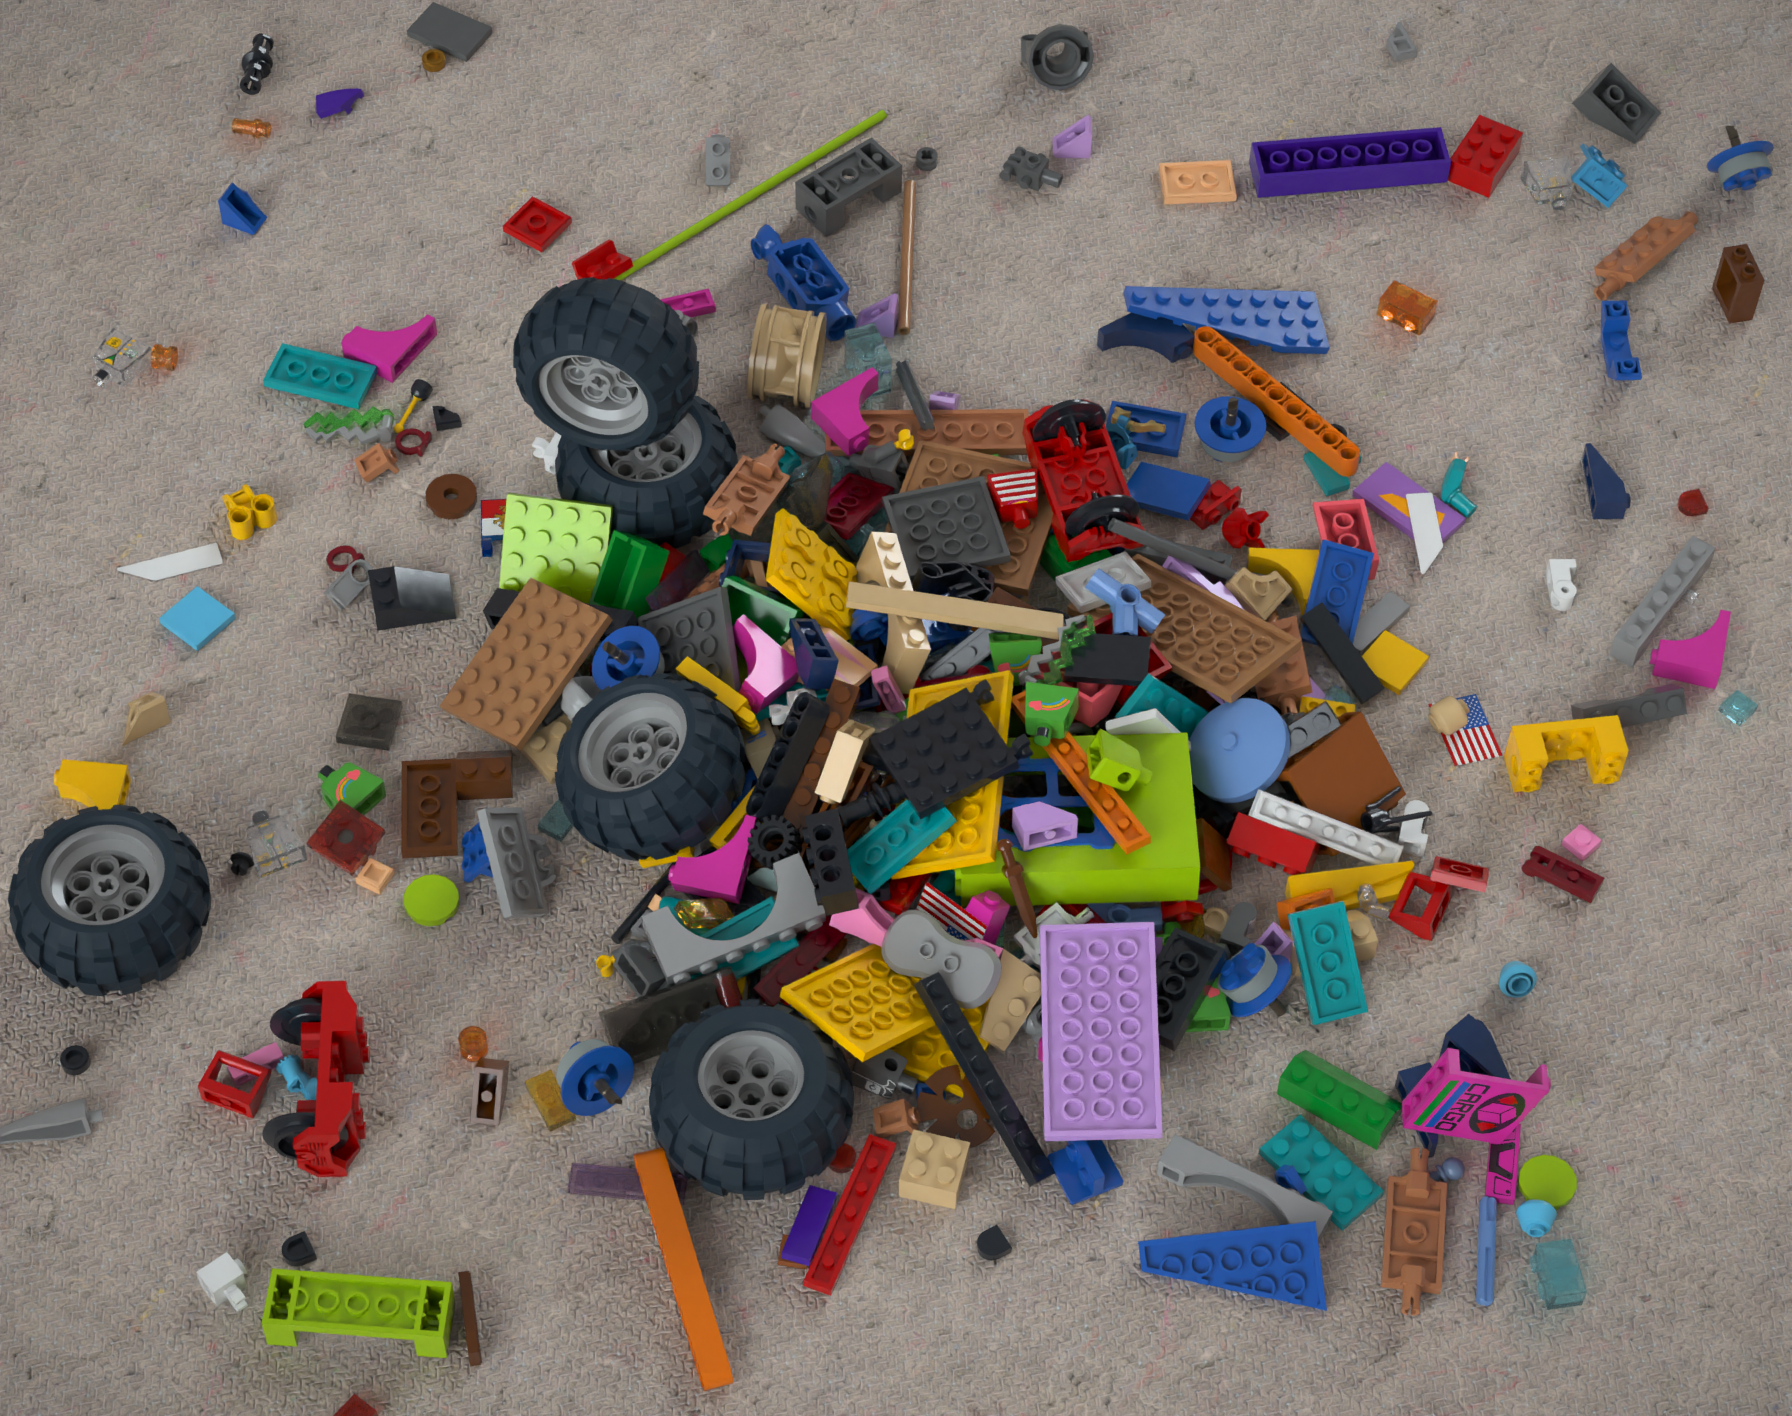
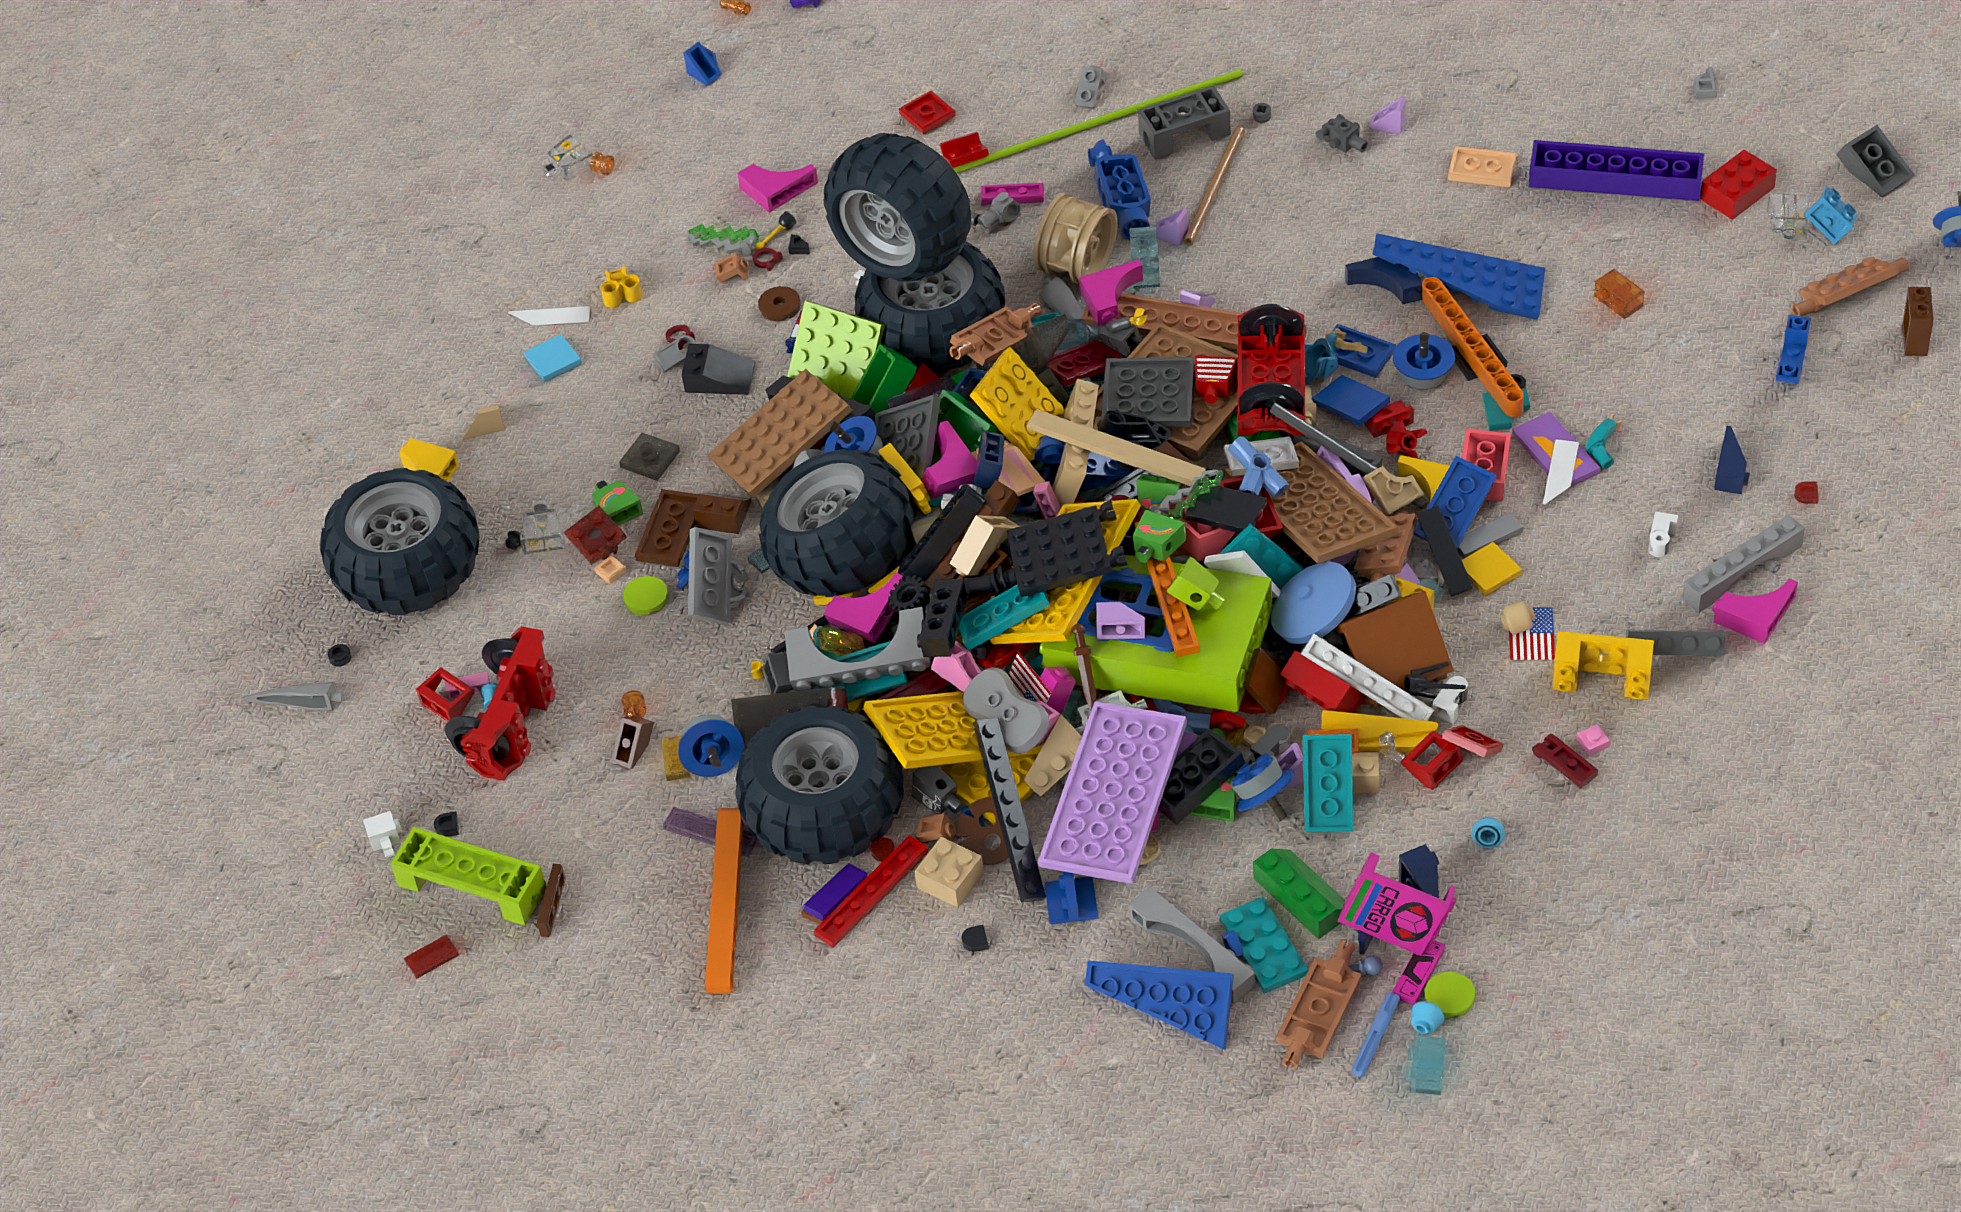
camera: 25 degrees right, 5 degrees down
(320, 376) = (714, 197): teal plate -> none
(915, 395) = (1171, 289): dark grey axle -> none
(1062, 70) = (1398, 61): dark grey piece -> none
(1738, 707) = (1777, 661): clear light blue plate -> none

